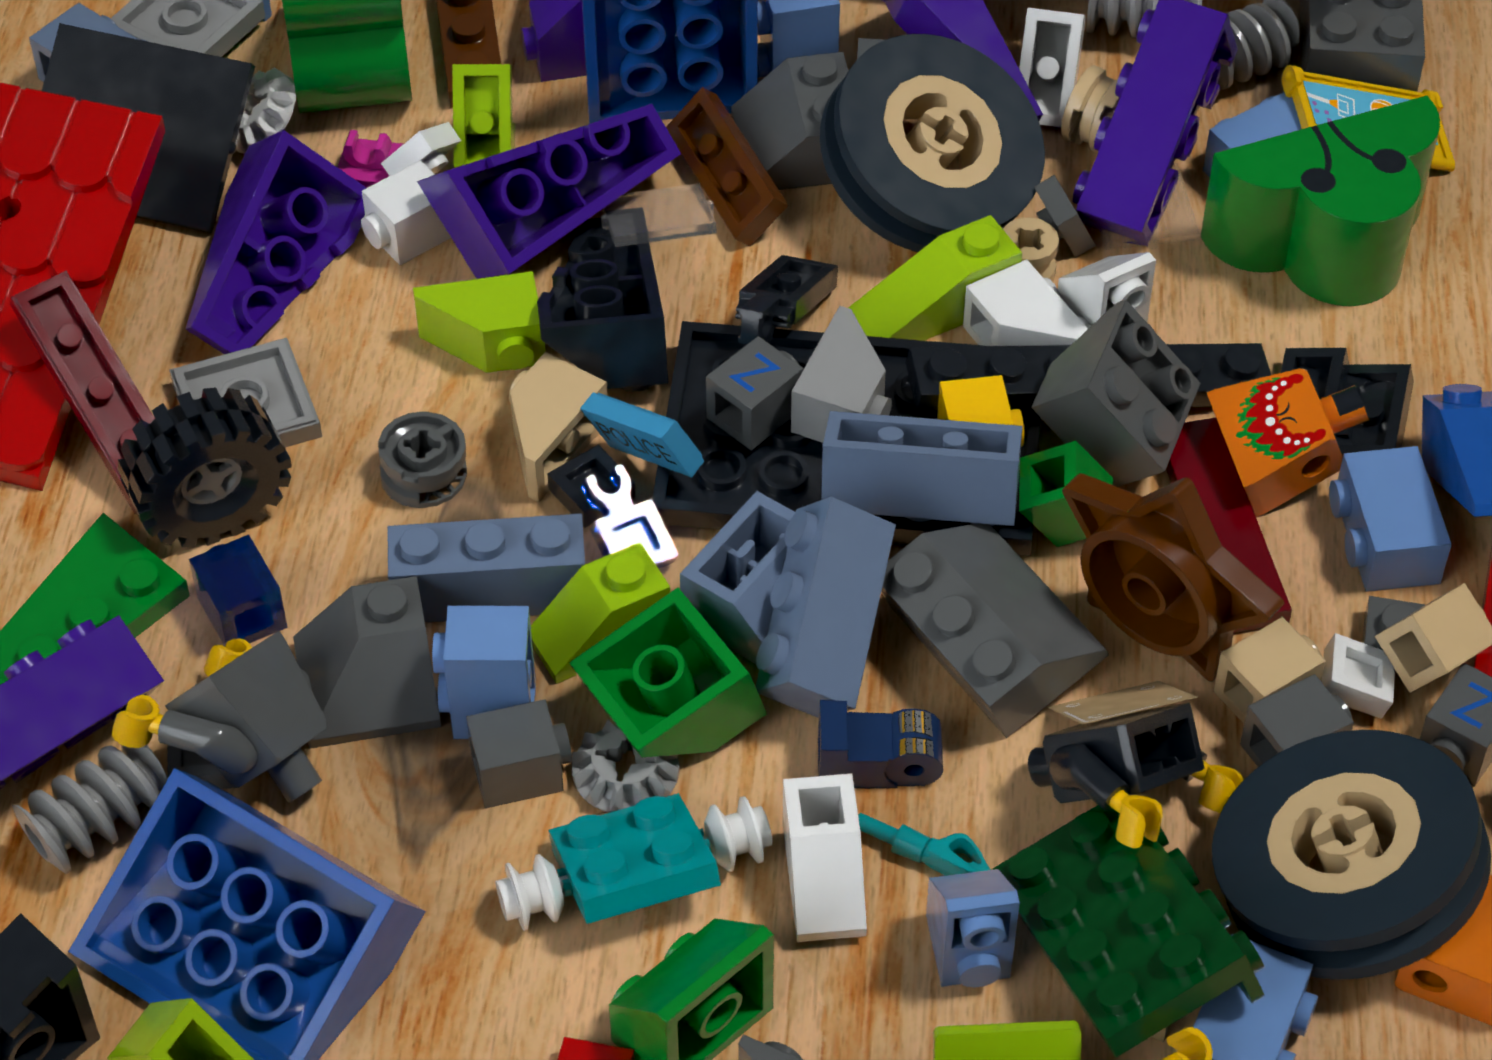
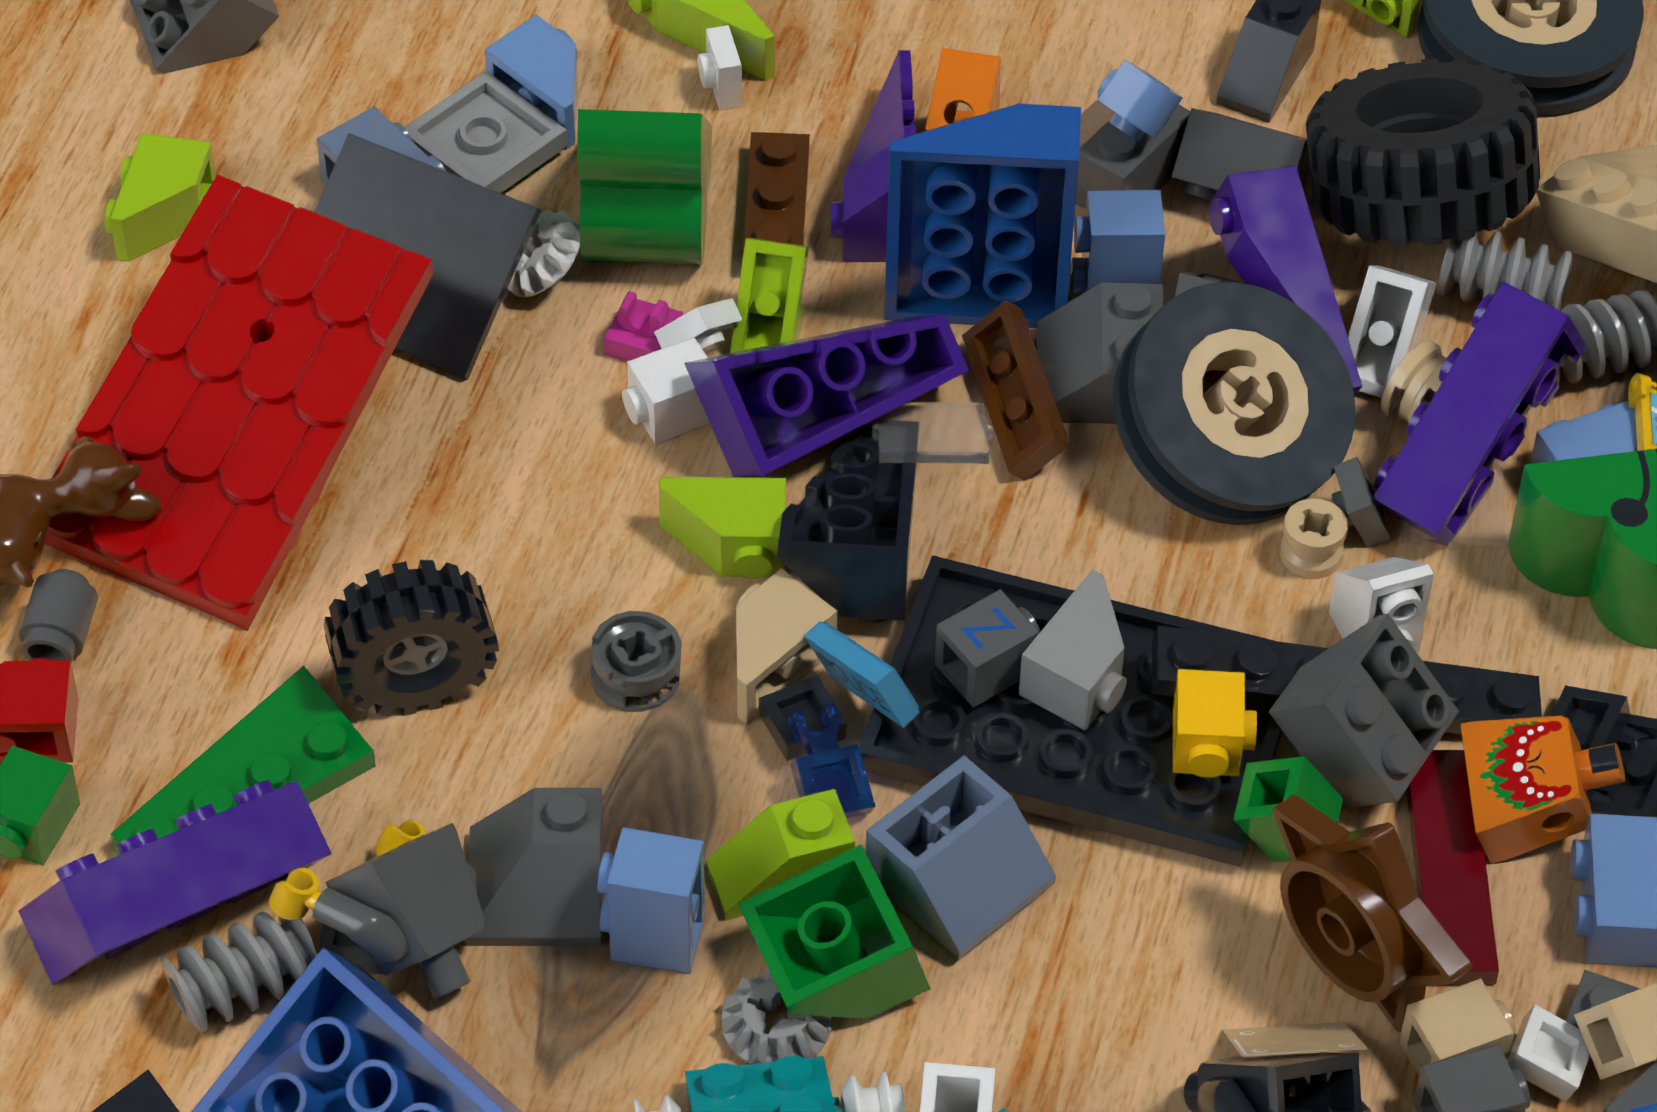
camera: 10 degrees right, 0 degrees up
(83, 366) = (309, 509): dark red tile -> none
(238, 591) = (423, 771): clear blue brick -> none
(266, 374) = (486, 545): light grey tile -> none
(272, 240) = (531, 393): dark purple wedge -> none
(487, 561) = (678, 784): sand blue brick -> none
(517, 753) = (670, 987): dark grey brick -> none
(782, 295) = (1041, 545): black hinge -> none
(824, 606) = (1007, 889): sand blue brick -> none
(879, 747) = (1036, 1043): dark blue leg -> none
(923, 467) = (1138, 759): sand blue brick -> none
(930, 288) = (1213, 560): lime slope -> none
(989, 621) = (1178, 930): dark grey slope -> none
(1019, 310) = (1288, 600): white slope -> none

